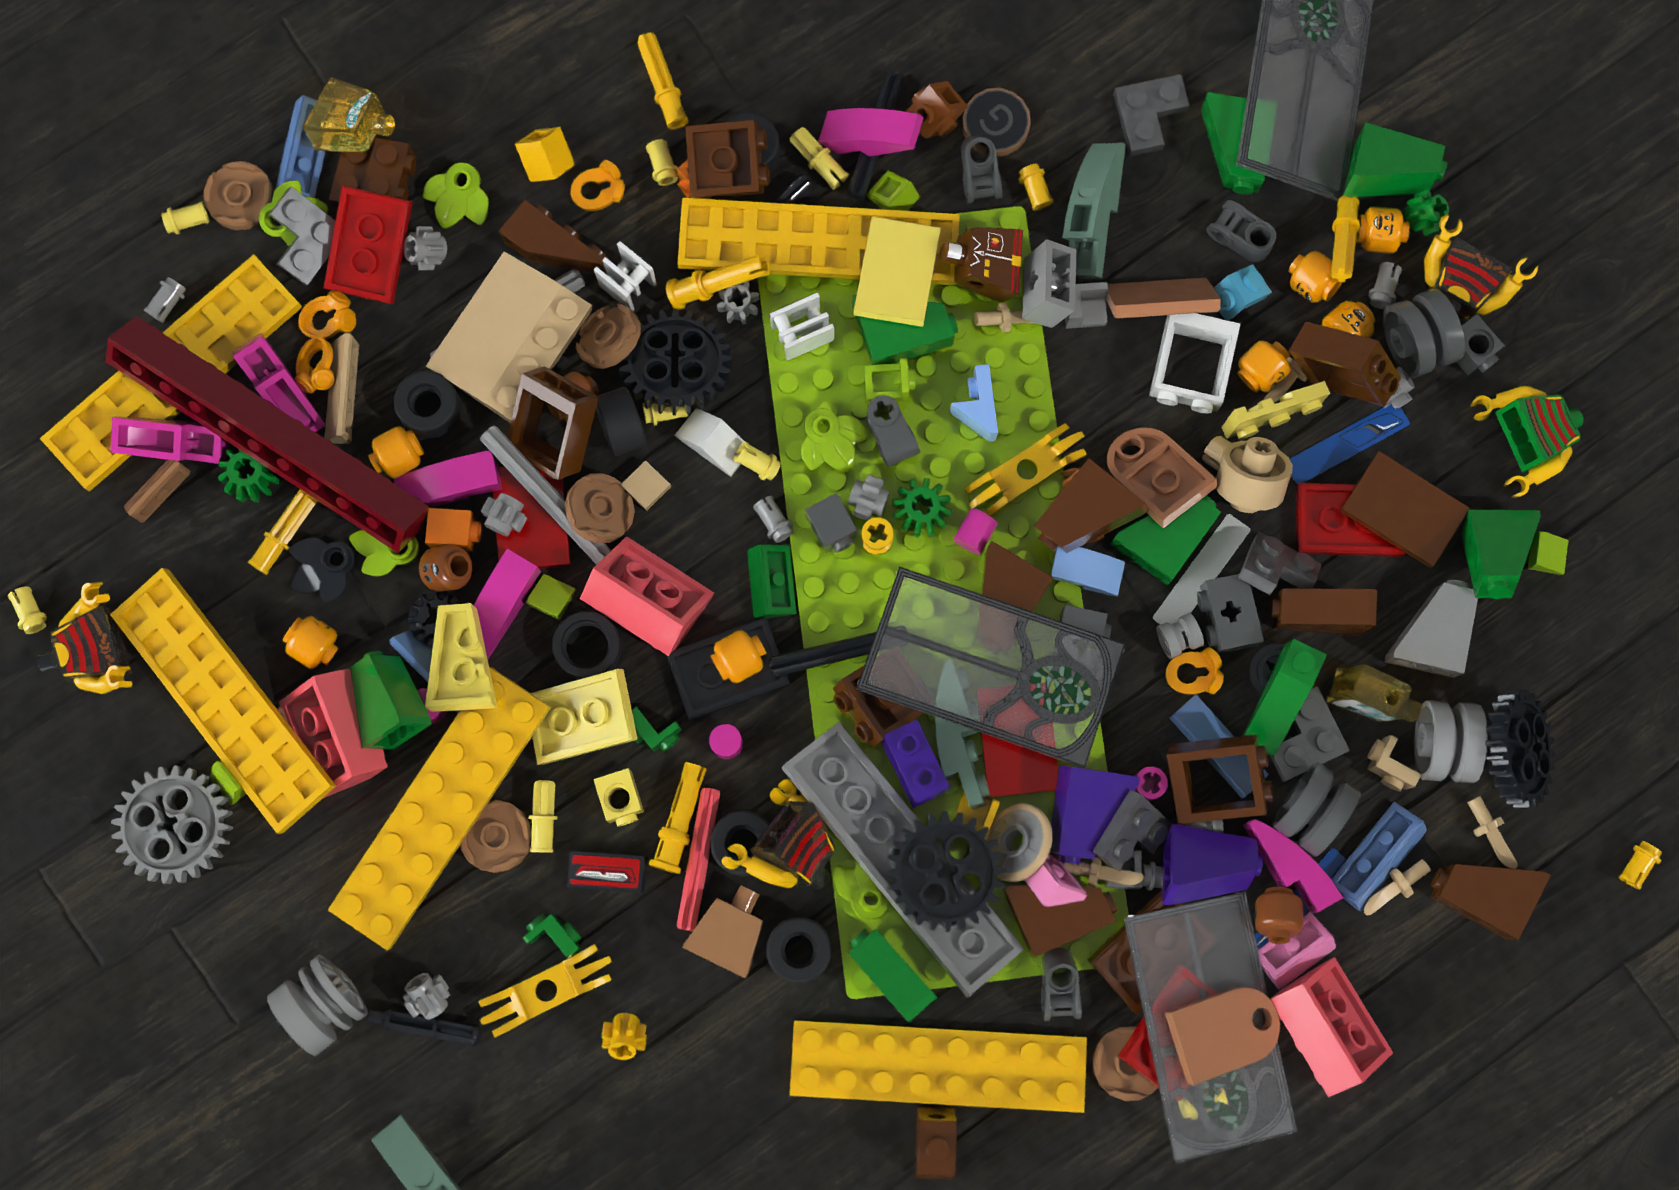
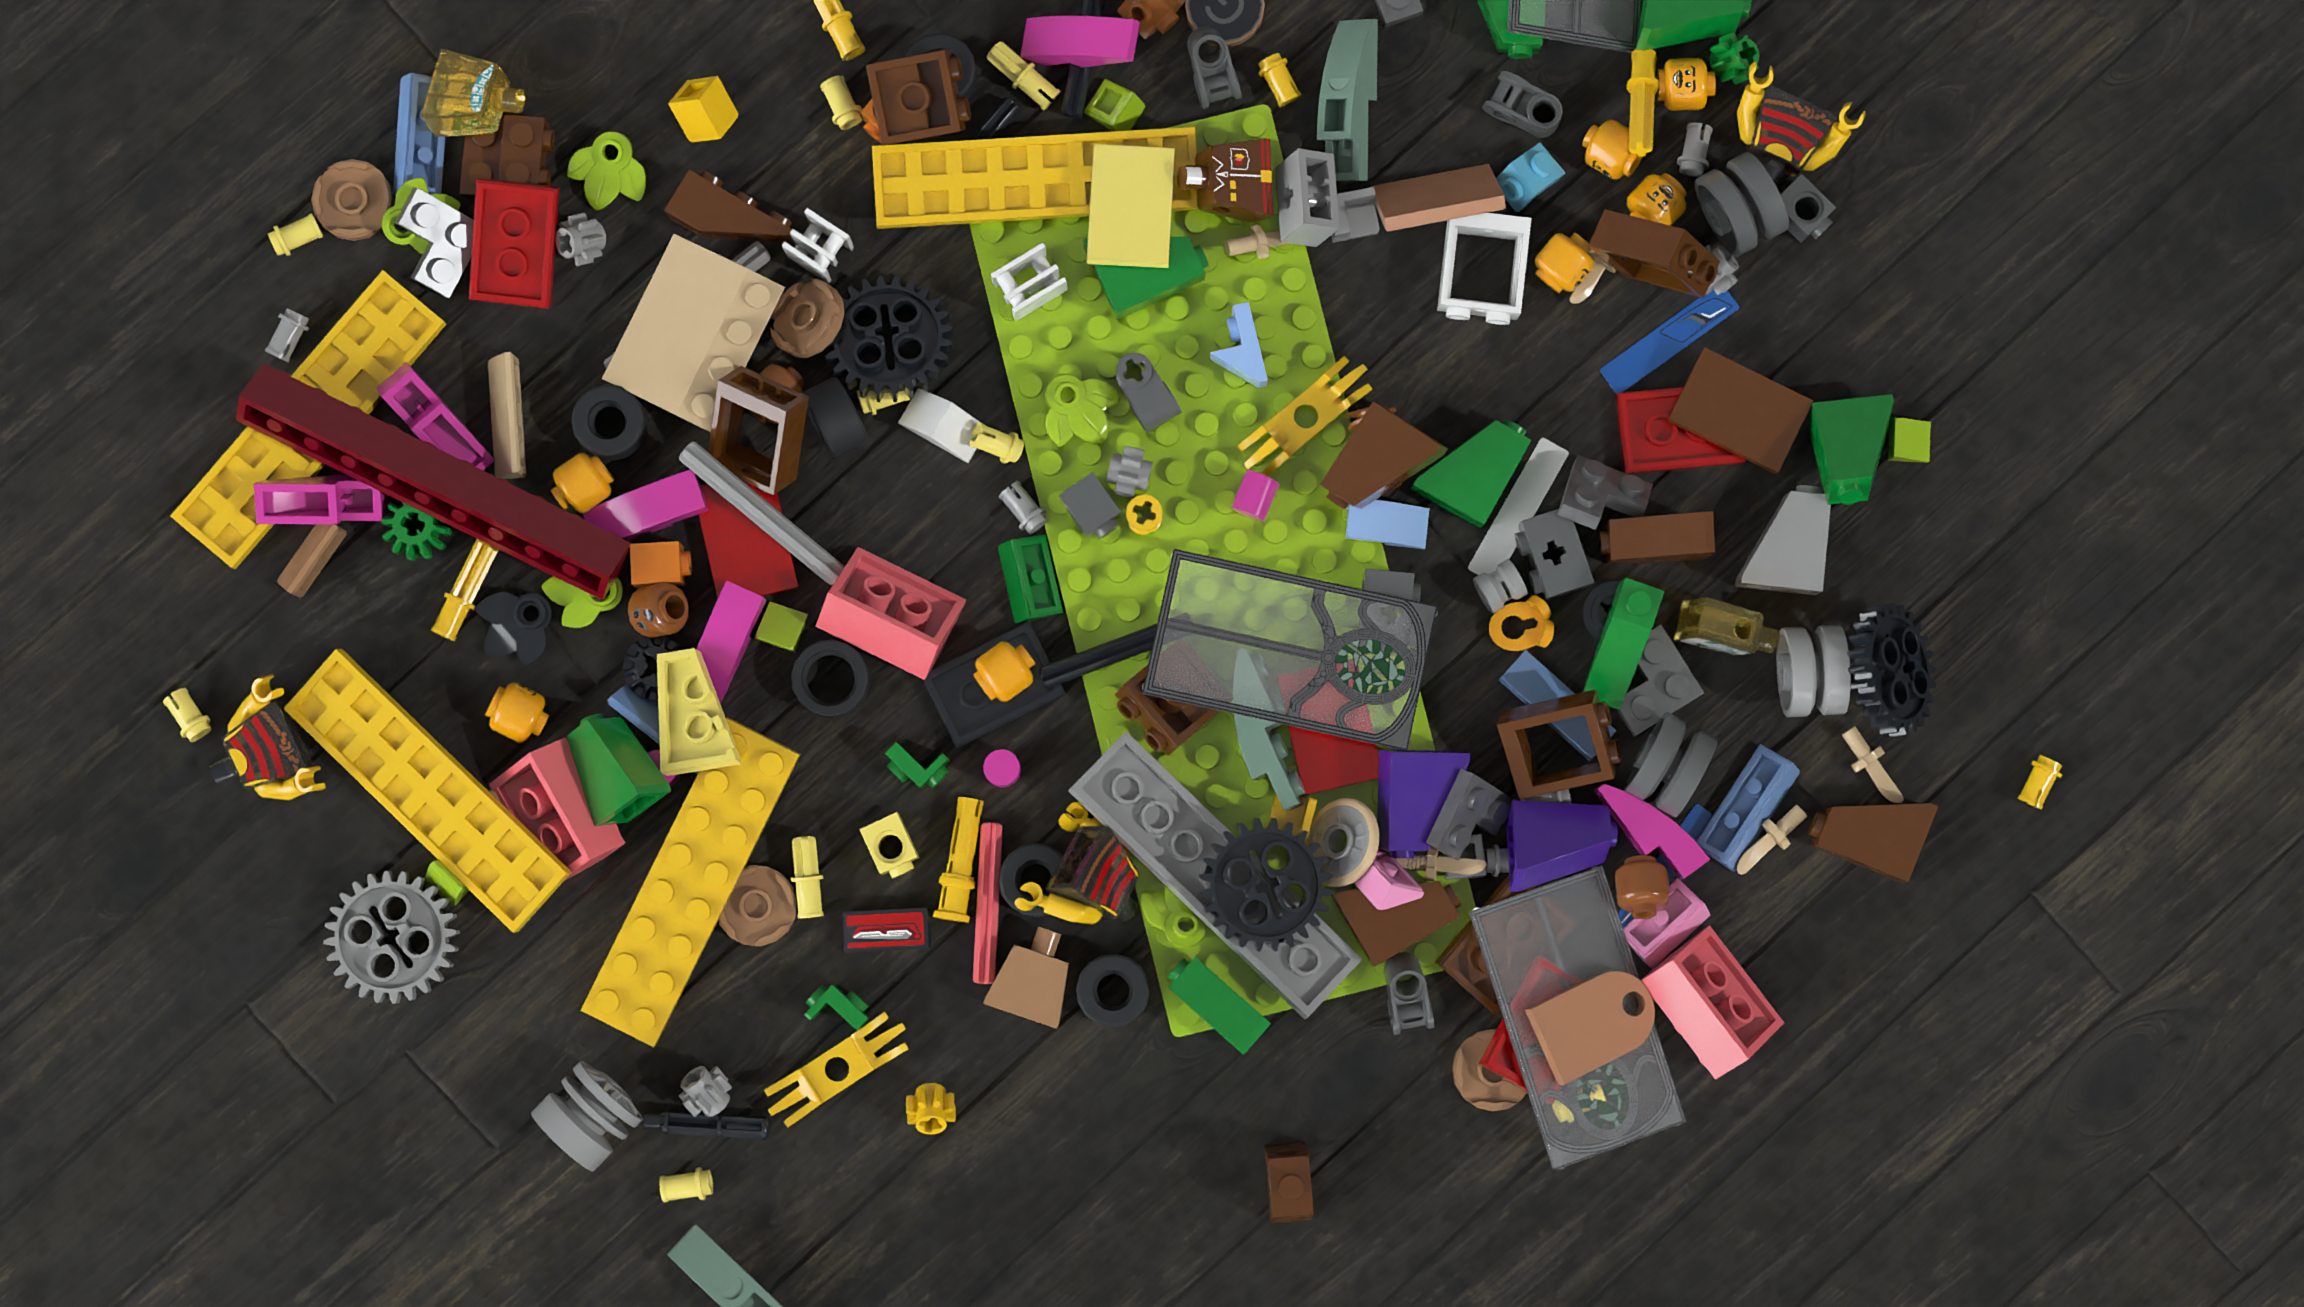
camera: 10 degrees left, 5 degrees up
(319, 377) = (484, 404): light orange piece -> none
(343, 320) = (497, 334): light orange piece -> none
(402, 1078) = (686, 1185): none -> light yellow pin
(504, 514) = (716, 541): light grey gear -> none
(584, 717) = (839, 760): light yellow tile -> none
(599, 508) = (823, 519): medium nougat tile -> none
(607, 172) = (776, 121): light orange piece -> none
(646, 485) = (872, 485): tan tile -> none
(704, 284) = (909, 244): yellow pin -> none
(729, 305) = (956, 249): light grey gear -> none
(889, 380) = (1136, 333): lime bracket -> none
(915, 764) = (1217, 770): dark purple panel -> none
(926, 497) = (1195, 462): green gear -> none
(938, 1066) = (1282, 1098): yellow plate -> none
(1012, 578) = (1303, 547): reddish brown slope -> none
(1151, 783) = (1484, 757): dark pink piece -> none
(1159, 473) = (1458, 404): nougat tile -> none
(1246, 423) = (1616, 296): light yellow wing -> none
(1249, 473) = (1560, 390): tan piece -> none
(1392, 772) = (1755, 713): tan bracket -> none
(1537, 430) = (1882, 300): torso -> none

